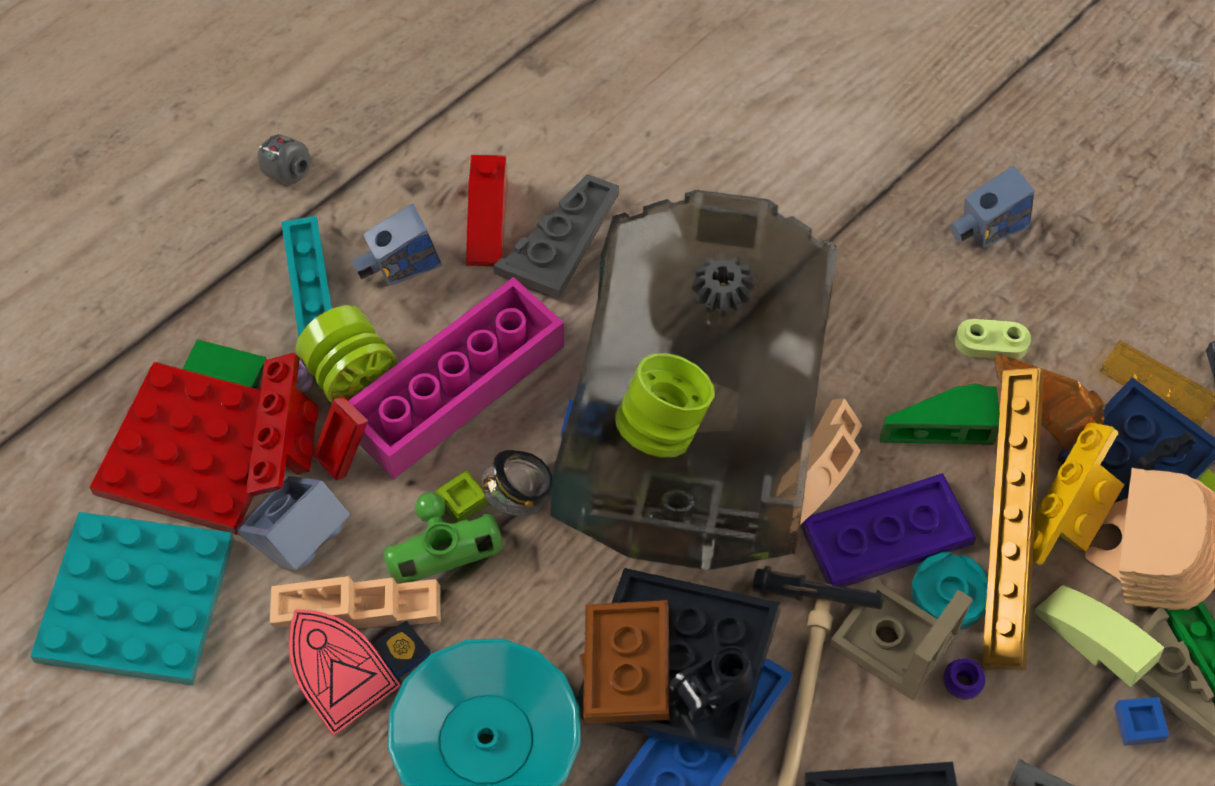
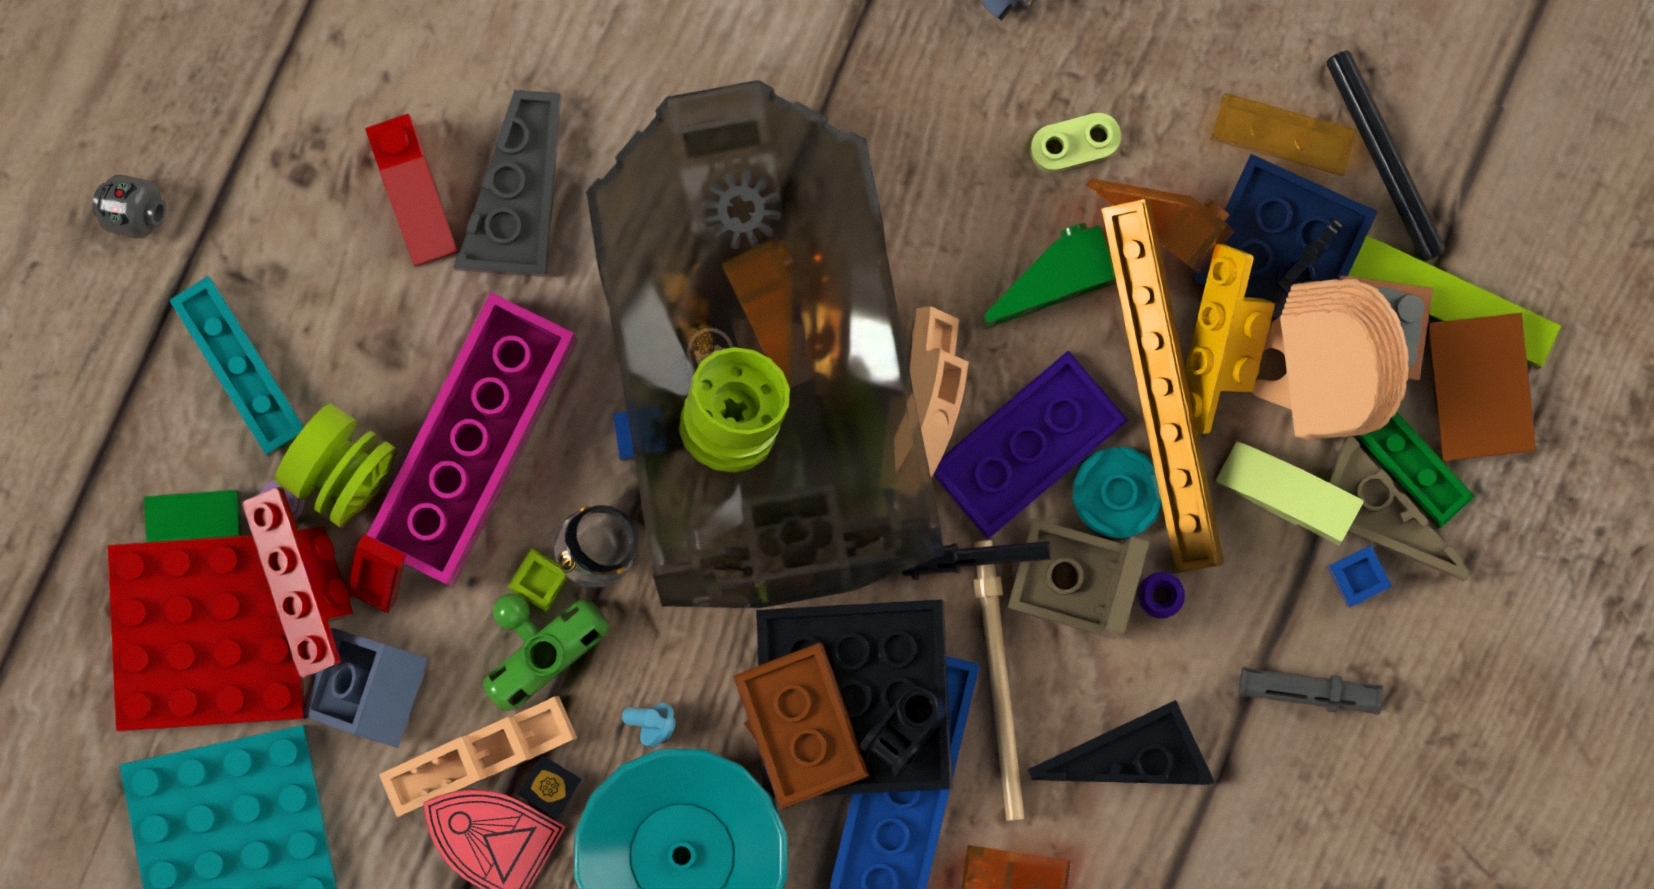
camera: 20 degrees left, 25 degrees up
(398, 248) = (344, 280): sand blue torso -> none
(504, 623) = (655, 723): none -> medium azure plate
(719, 348) = (765, 293): none -> clear orange slope

